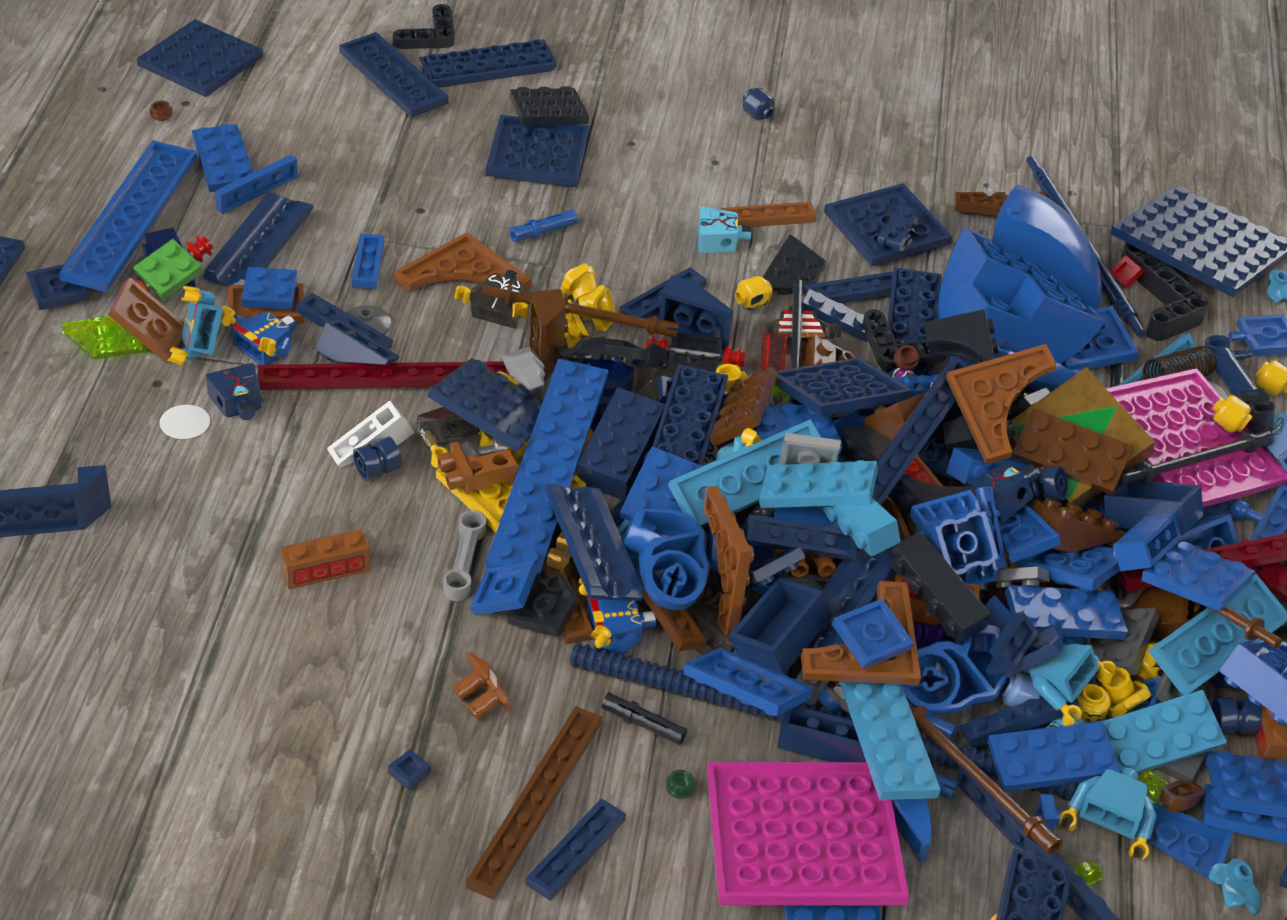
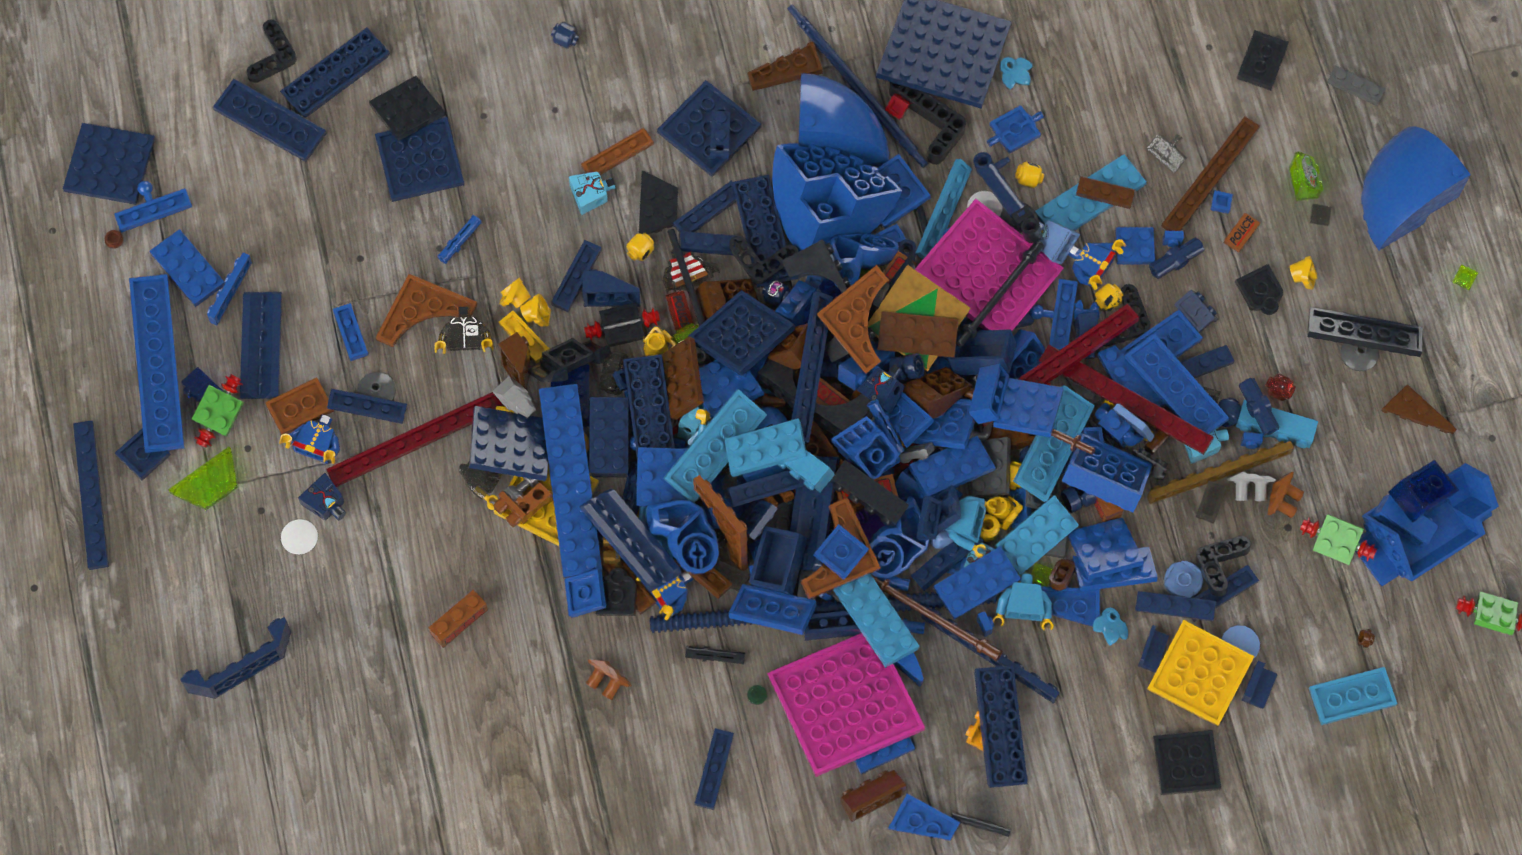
camera: 20 degrees left, 25 degrees up
(147, 319) = (232, 466): dark orange plate -> none
(199, 326) = (271, 457): dark azure torso -> none
(219, 100) = (152, 209): none -> blue plate
(269, 288) = (297, 394): blue plate -> none
(346, 344) = (385, 426): slope -> none
(374, 459) = (450, 518): dark blue wheel -> none
(381, 424) = (435, 500): white slope -> none
(409, 769) = (589, 756): dark blue plate -> none
(464, 555) = (544, 572): light grey piece -> none
(533, 803) = (675, 745): reddish brown plate -> none
(651, 324) = (583, 315): reddish brown bar -> none
(808, 449) = (750, 426): light grey tile -> none
(906, 357) = (773, 275): copper plate -> none
(1089, 872) = (1022, 655): clear neon green tile -> none
(1190, 353) = (971, 186): dark brown piece -> none
(1231, 413) = (1011, 239): yellow head -> none

